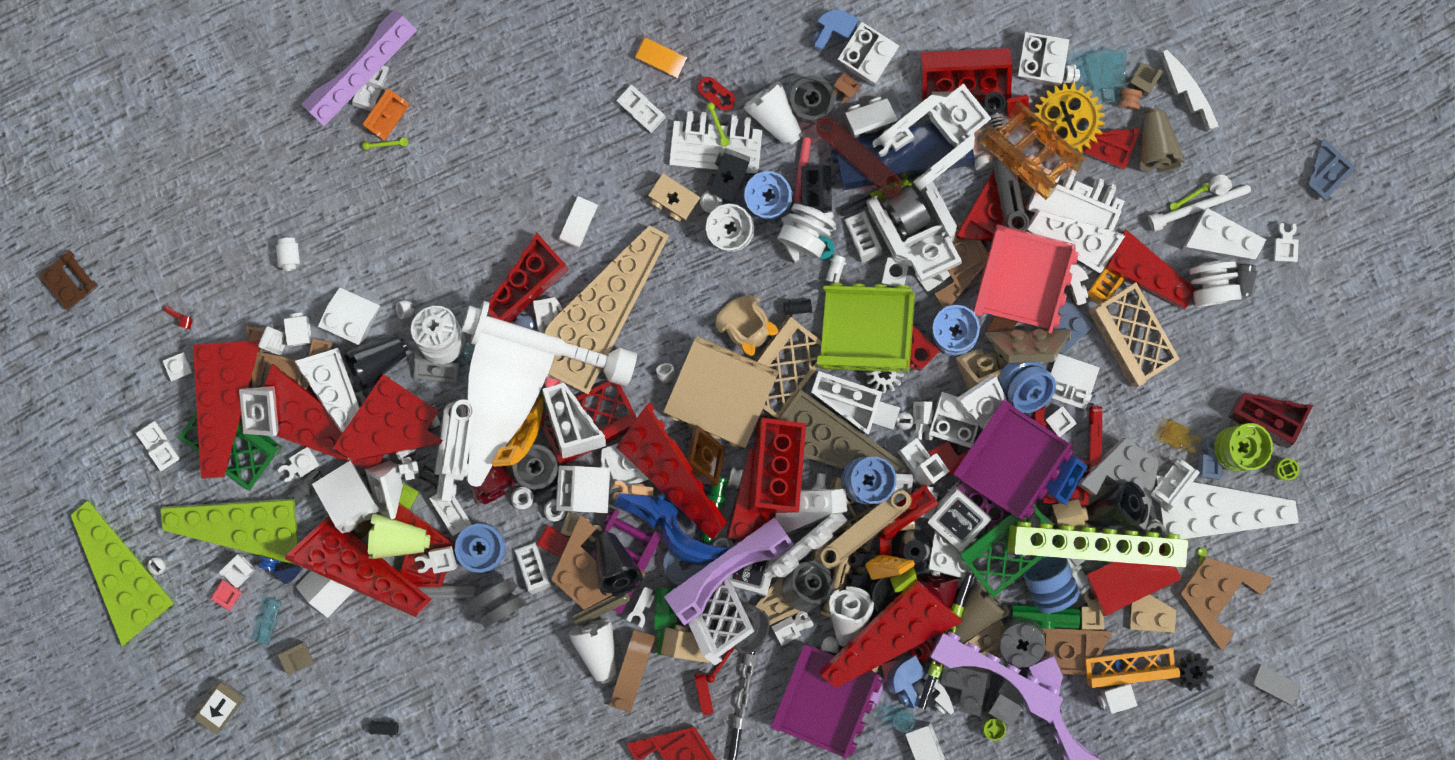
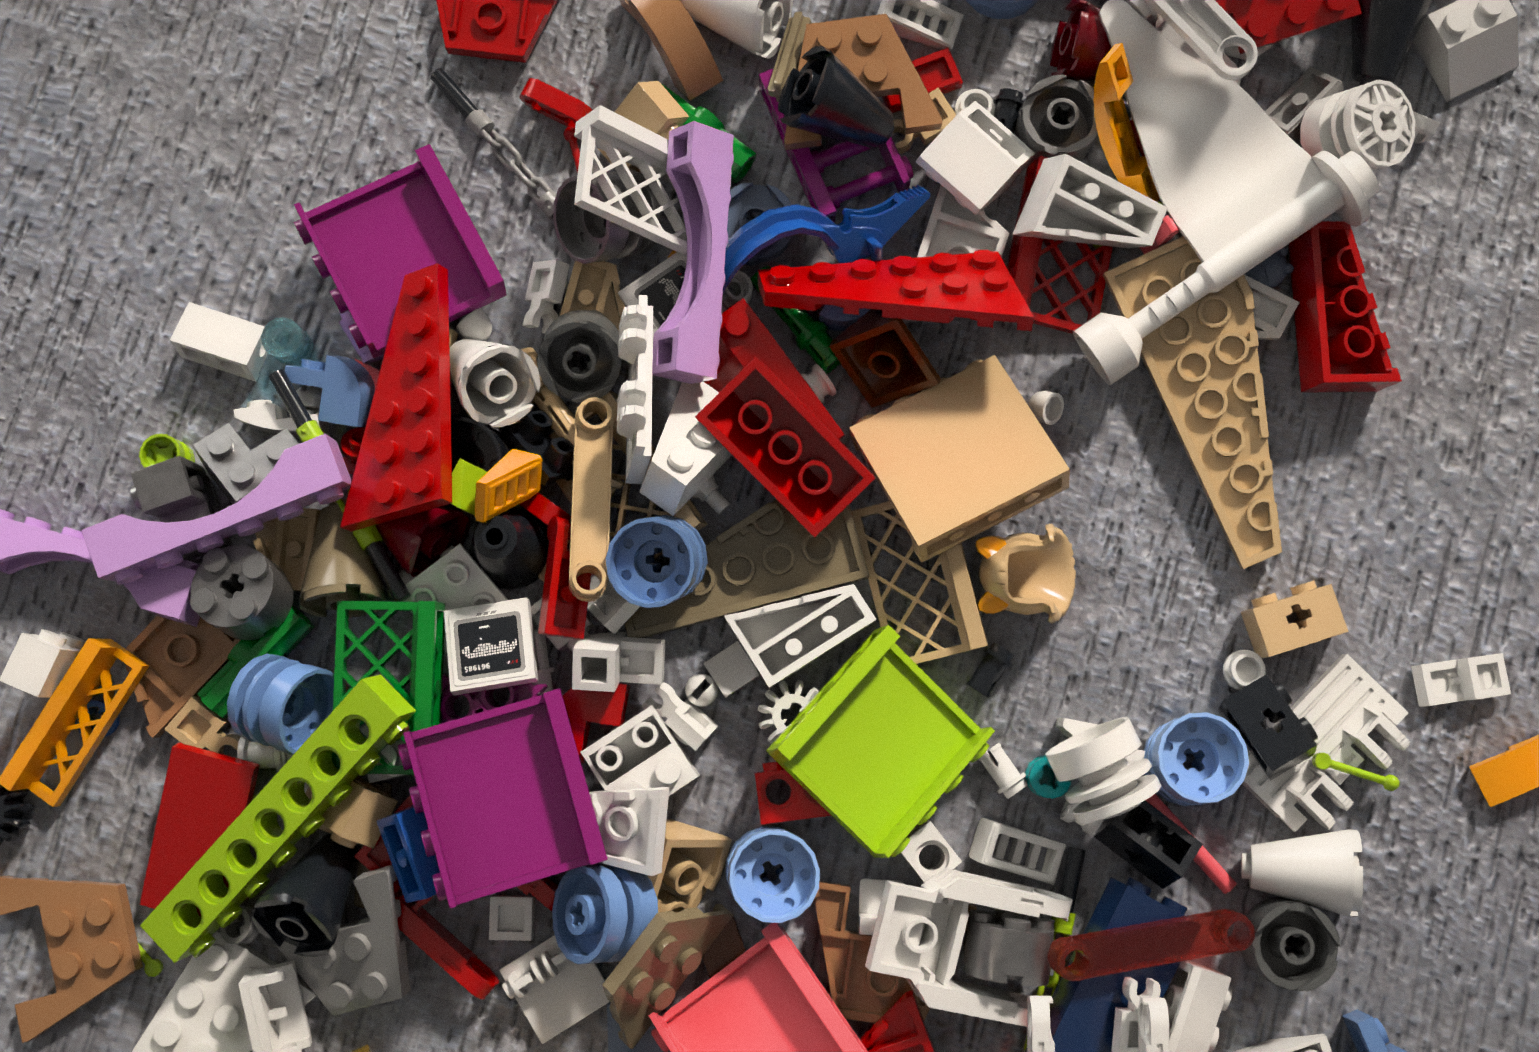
camera: 130 degrees right, 5 degrees down
(522, 490) = (1029, 68): white plate -> none
(578, 222) = (1362, 456): white slope -> none
(637, 489) = (912, 231): light nougat plate -> none
(644, 601) = (750, 125): white plate -> none
(712, 98) = (1401, 817): red beam -> none
(723, 216) = (1213, 661): white wheel -> none
(847, 86) = (1266, 1014): nougat tile -> none
(1152, 615) = (124, 816): tan wing -> none

